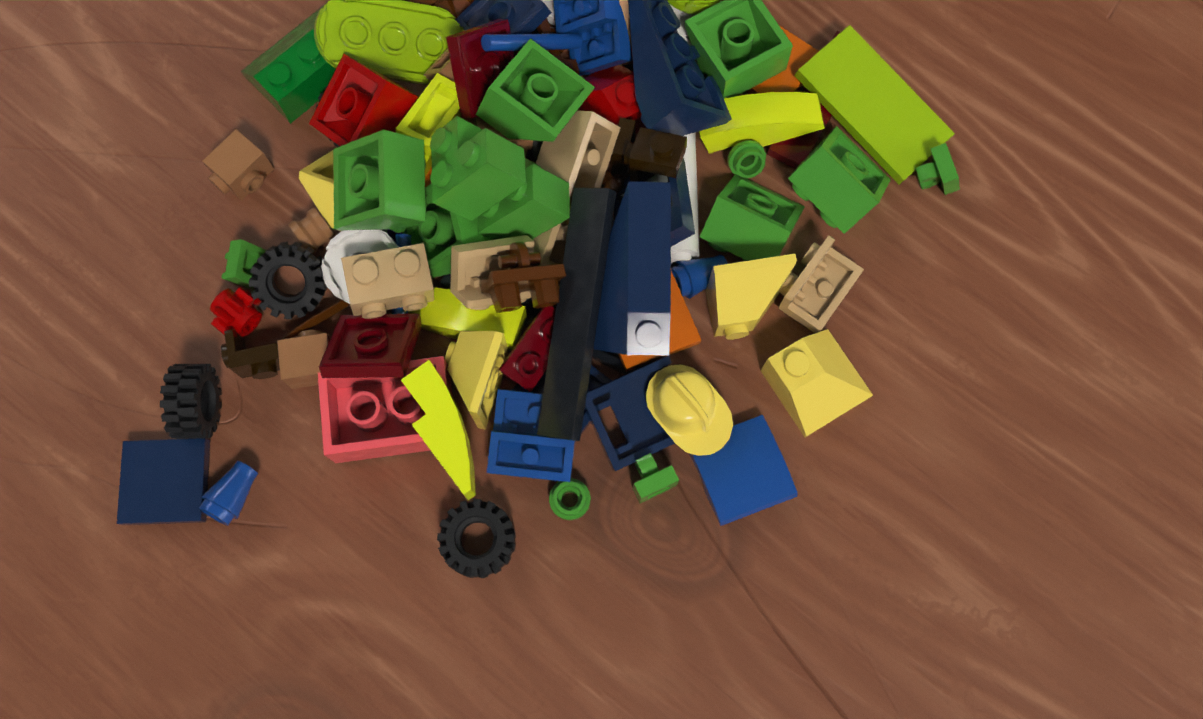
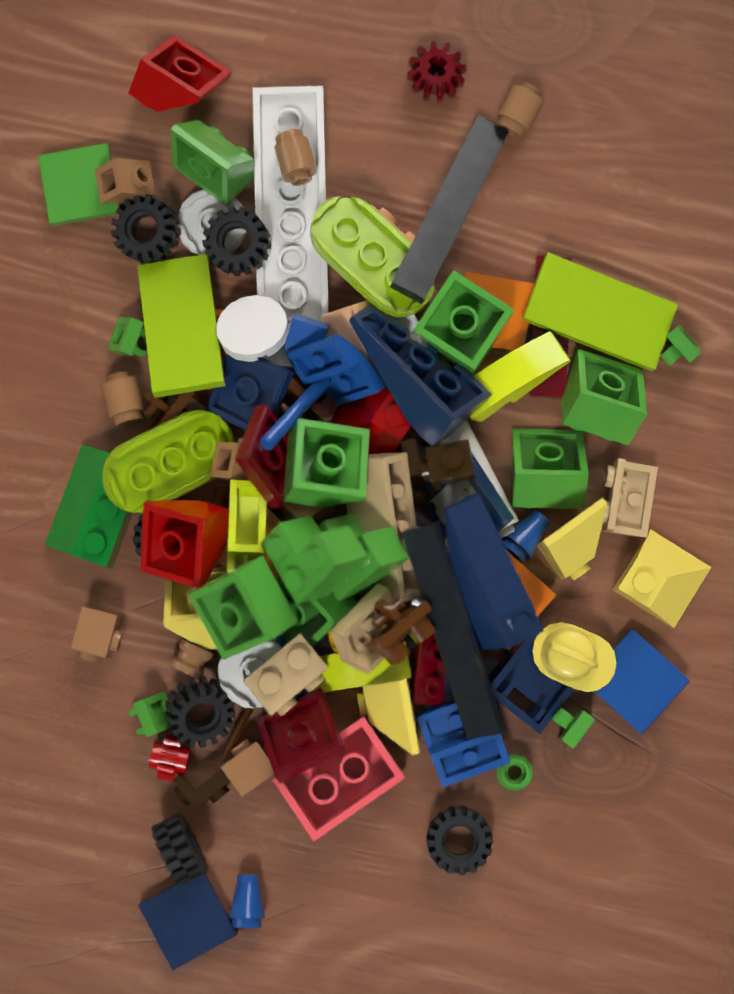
camera: 25 degrees left, 10 degrees up
(442, 426) = (399, 777): neon yellow slope -> none
(752, 164) = (517, 415): bright green plate -> none

